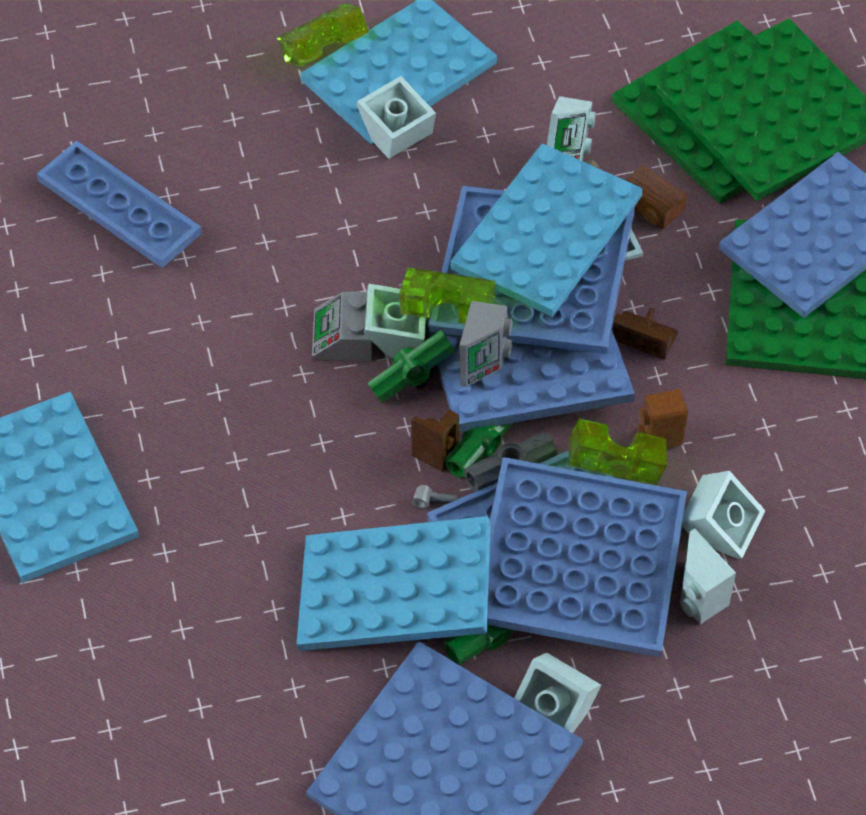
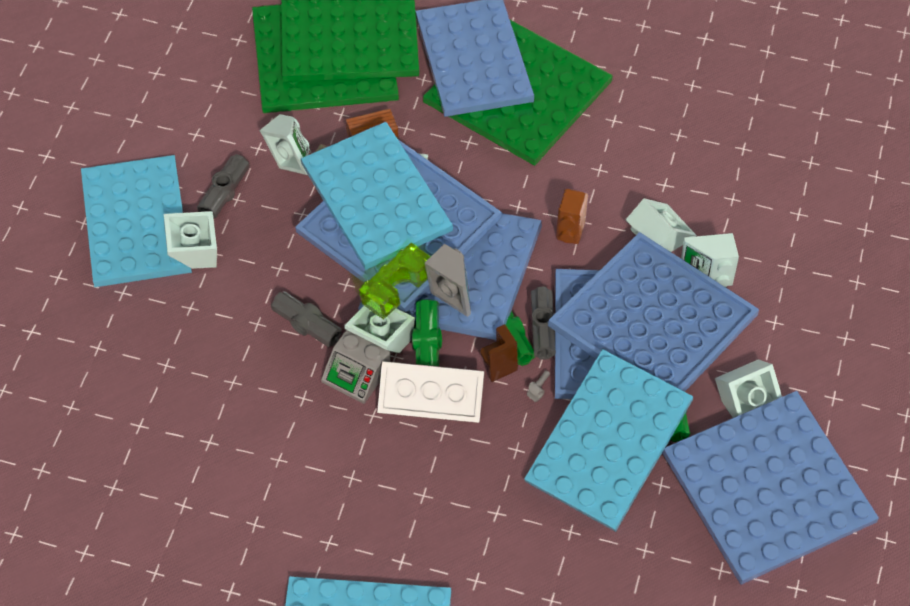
camera: 60 degrees left, 0 degrees up
(119, 204) = (127, 461): medium blue plate -> none
(337, 25) = (68, 262): clear neon green arch -> none
(352, 402) = (430, 391): none -> white plate
(374, 254) = (306, 319): none -> dark grey piece
(486, 112) = (224, 185): none -> dark grey piece
(595, 451) = (590, 248): clear neon green arch -> none
(644, 333) = (490, 189): reddish brown panel -> none

